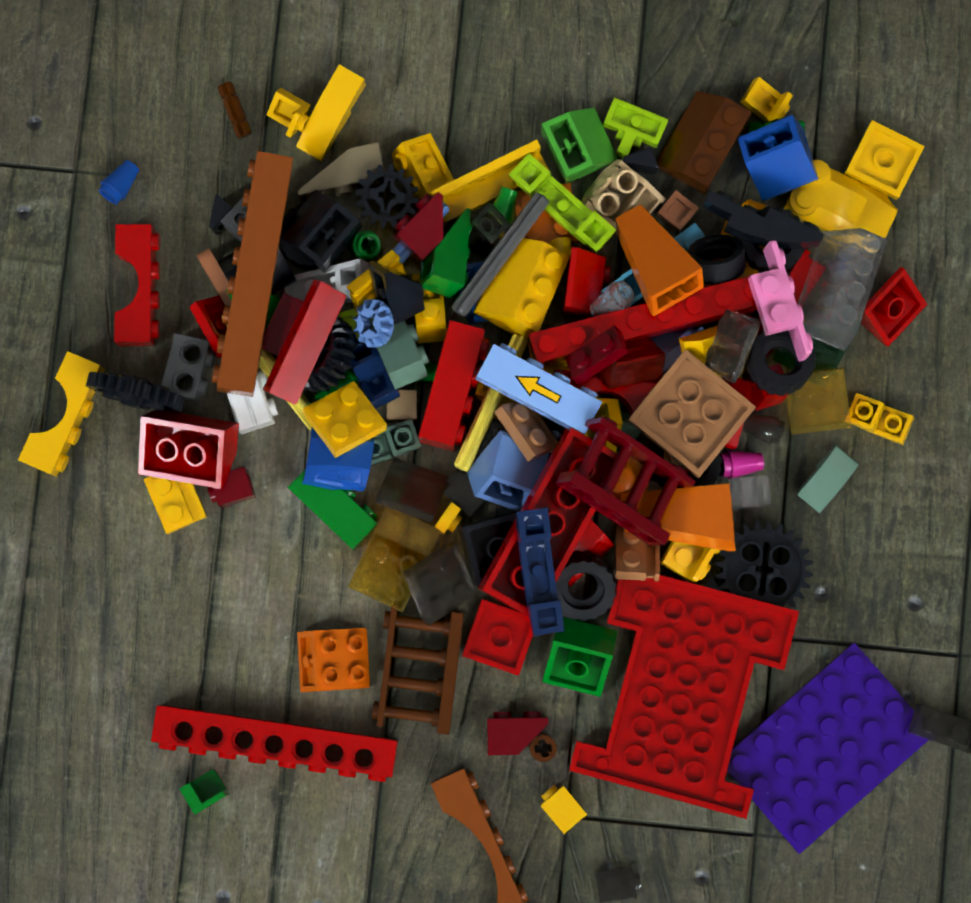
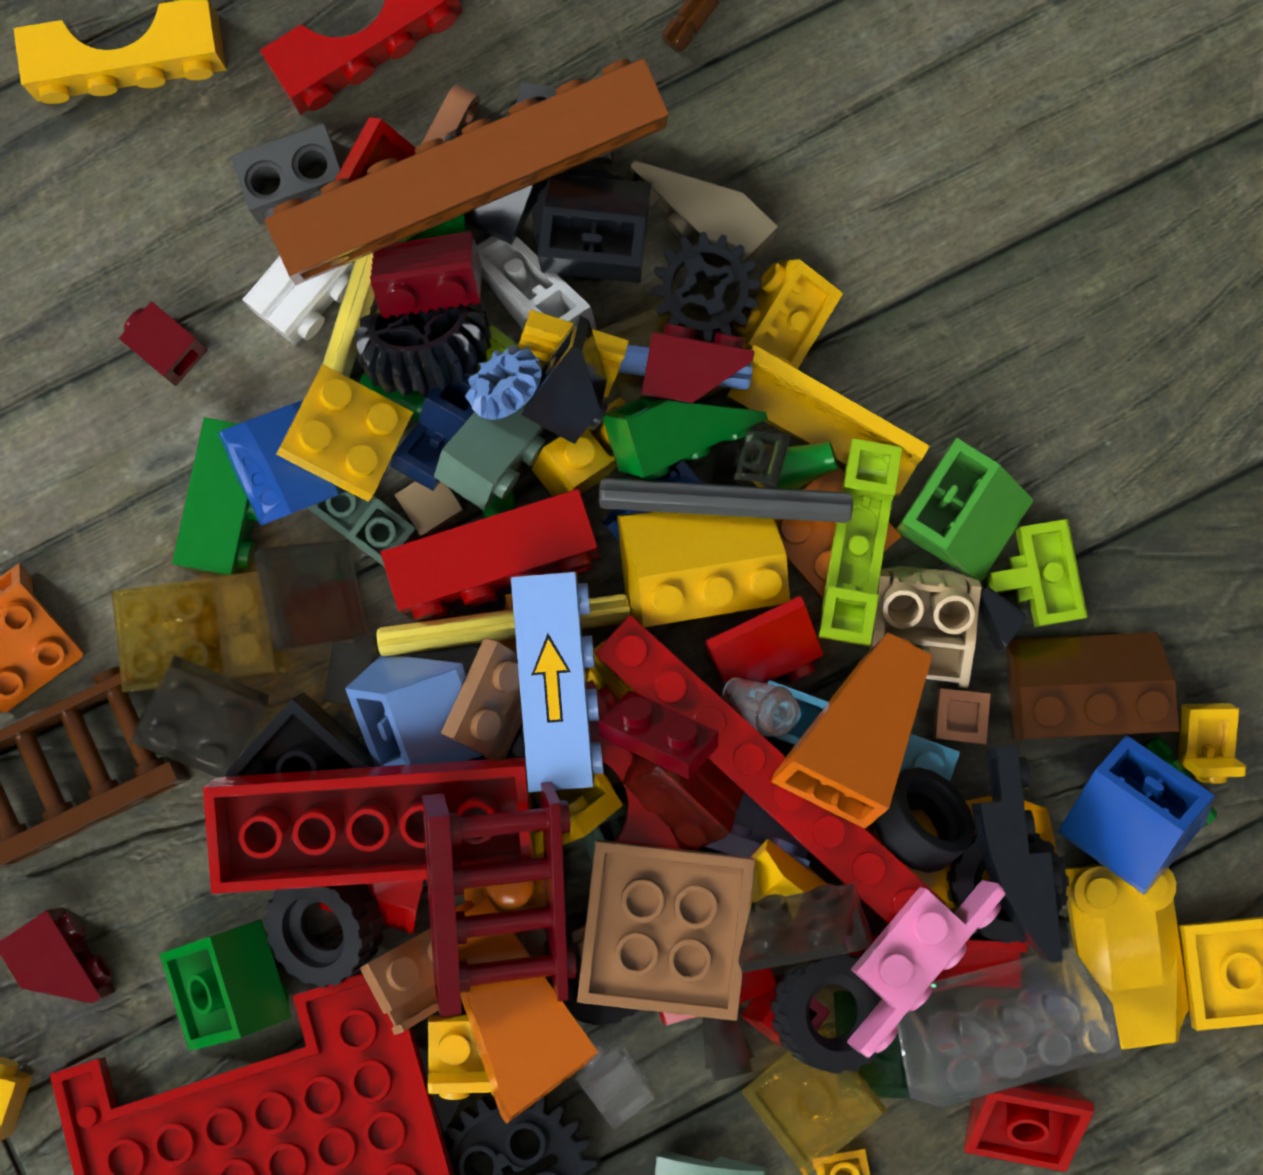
camera: 65 degrees right, 0 degrees up
(135, 391) = (198, 117): black gear -> none
(175, 503) = (104, 277): yellow plate -> none
(187, 448) = (174, 243): red slope -> none
(219, 210) = (542, 72): black slope -> none
(289, 111) = (743, 80): yellow bracket -> none
(305, 342) = (411, 303): red panel -> none
(331, 112) = (780, 138): yellow slope -> none
(365, 245) = (618, 315): green cone -> none
(449, 519) = (302, 673): yellow plate -> none
(499, 637) = (169, 855): red plate -> none
(537, 755) = (48, 1013): reddish brown bush -> none
(538, 571) = (275, 856): dark blue slope -> none
(563, 244) = (801, 581): yellow hinge -> none
(740, 463) = (650, 1043): dark pink cone -> none

